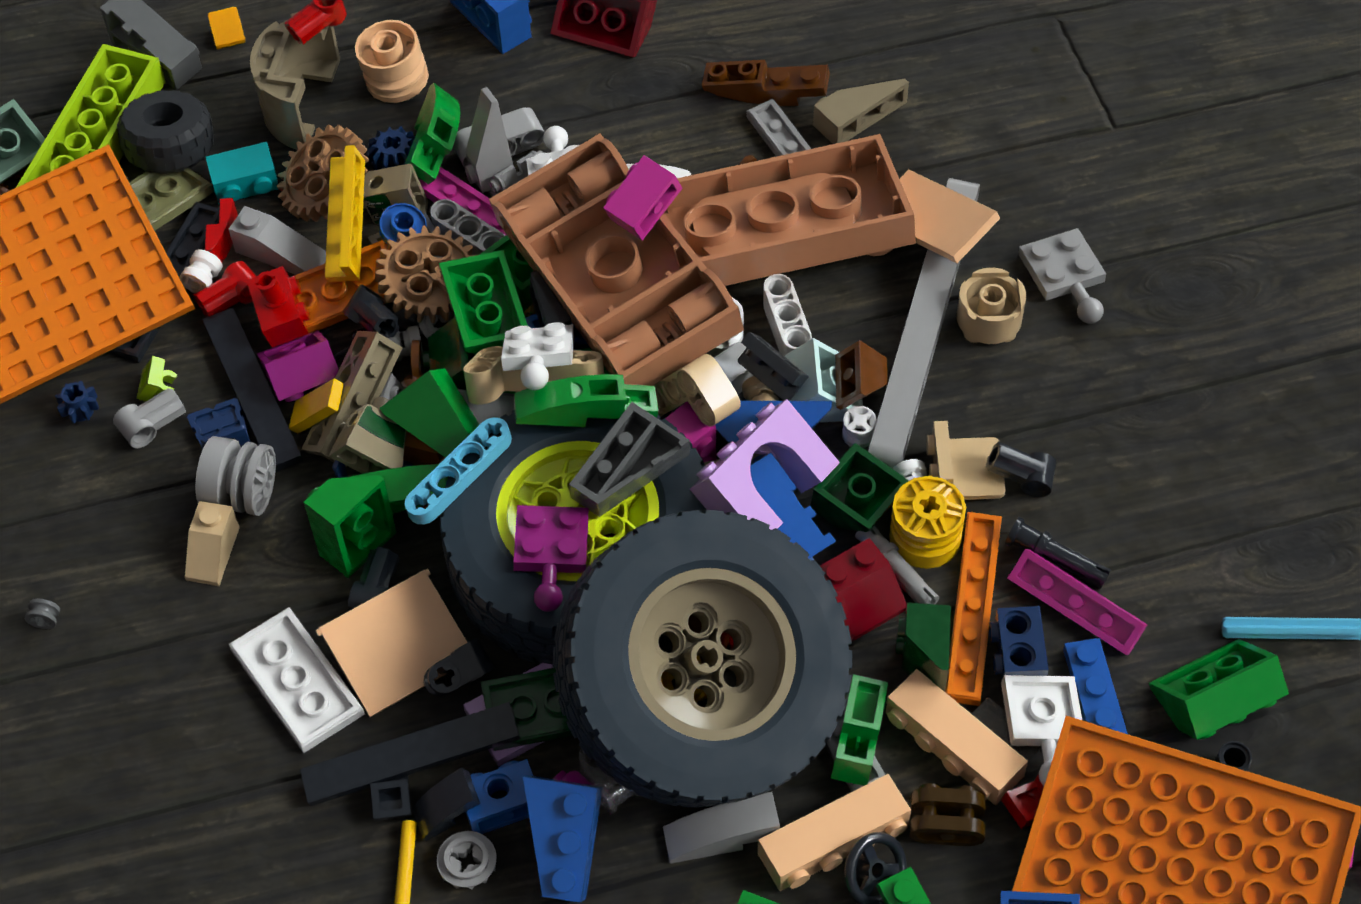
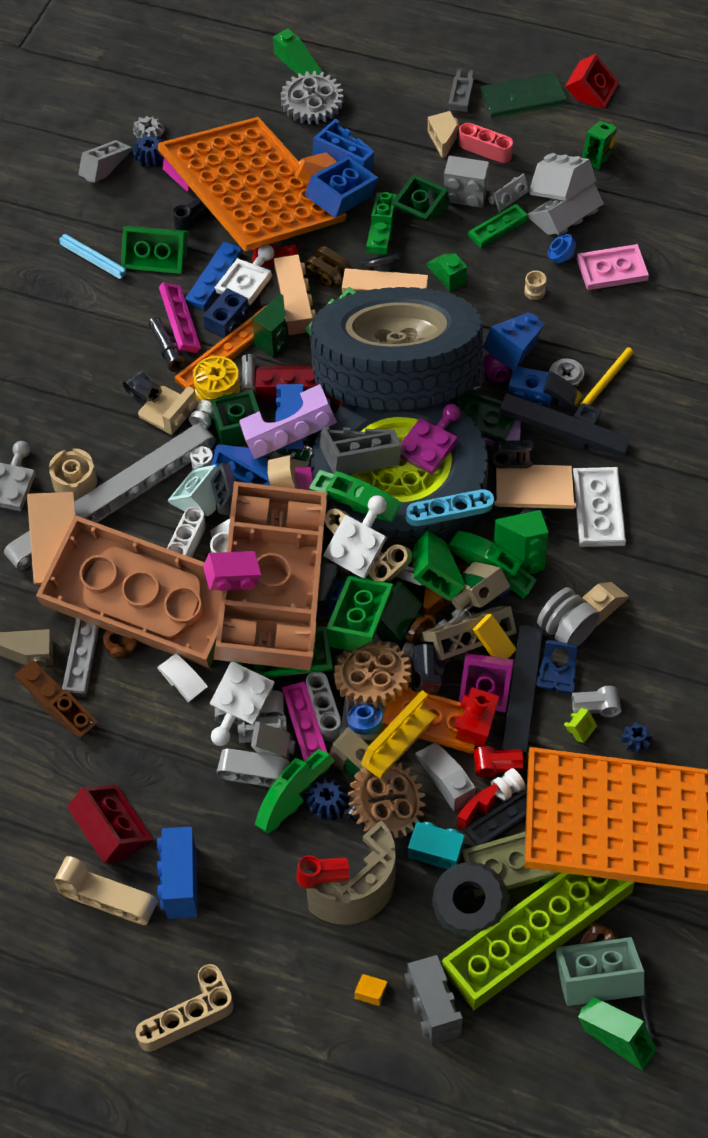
camera: 145 degrees left, 0 degrees up
(391, 61) = (278, 861): light nougat wheel -> none
(858, 373) = (182, 472): reddish brown slope -> none

